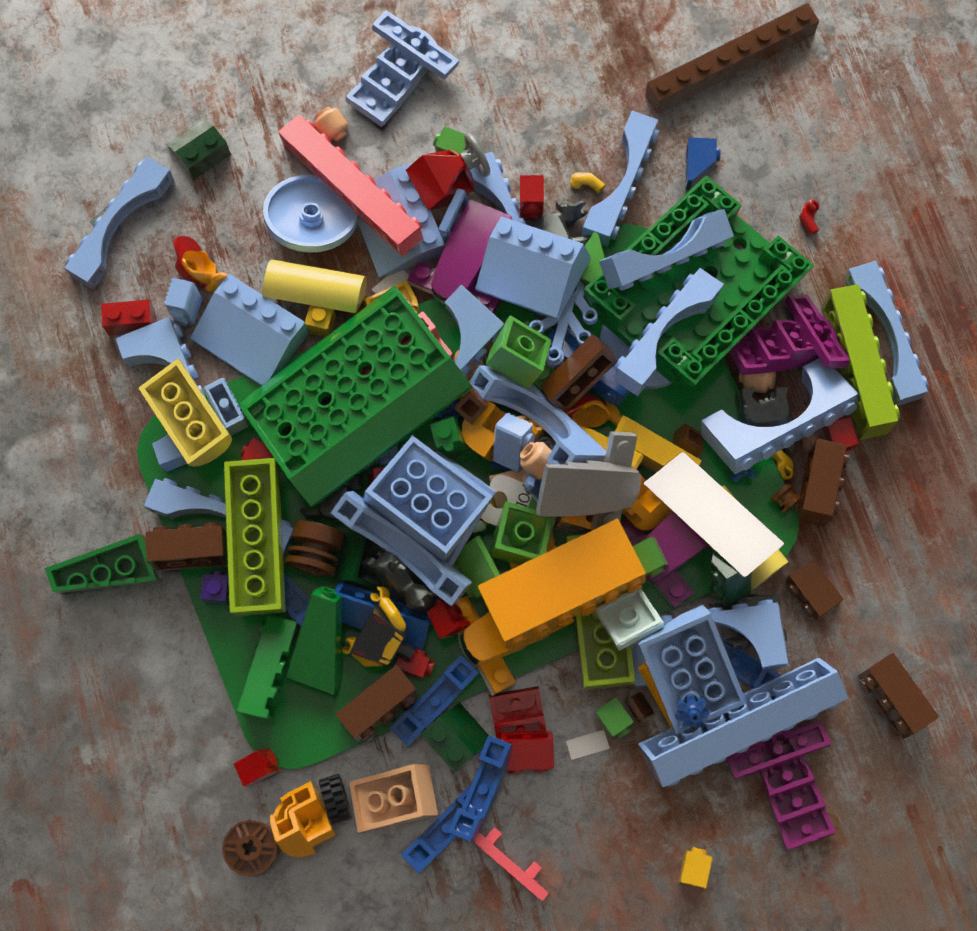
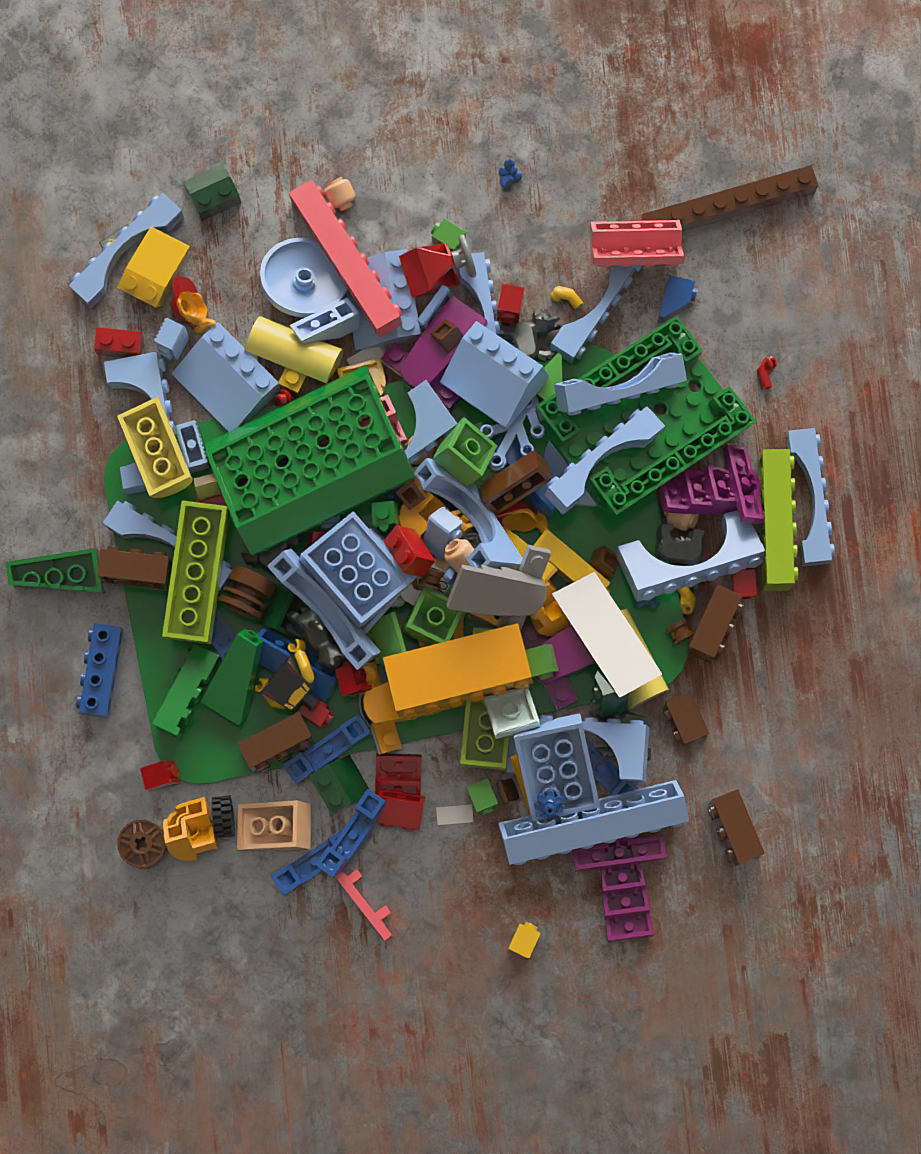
camera: 10 degrees right, 5 degrees up
(151, 233) = (154, 267): none -> yellow slope
(170, 665) = (100, 670): none -> blue brick
(215, 588) = (153, 610): dark purple brick -> none
(249, 444) = (207, 486): none -> dark tan slope
(312, 338) = (283, 397): none -> red arm
(346, 252) = (328, 323): none -> light blue slope
(398, 68) = (413, 151): light blue slope -> none
(473, 238) = (447, 335): none -> reddish brown slope
(481, 466) = (409, 551): none -> red brick
(501, 72) = (509, 173): none -> blue plant
(511, 488) = (432, 575): none -> reddish brown wheel
(648, 110) = (636, 243): none -> coral brick

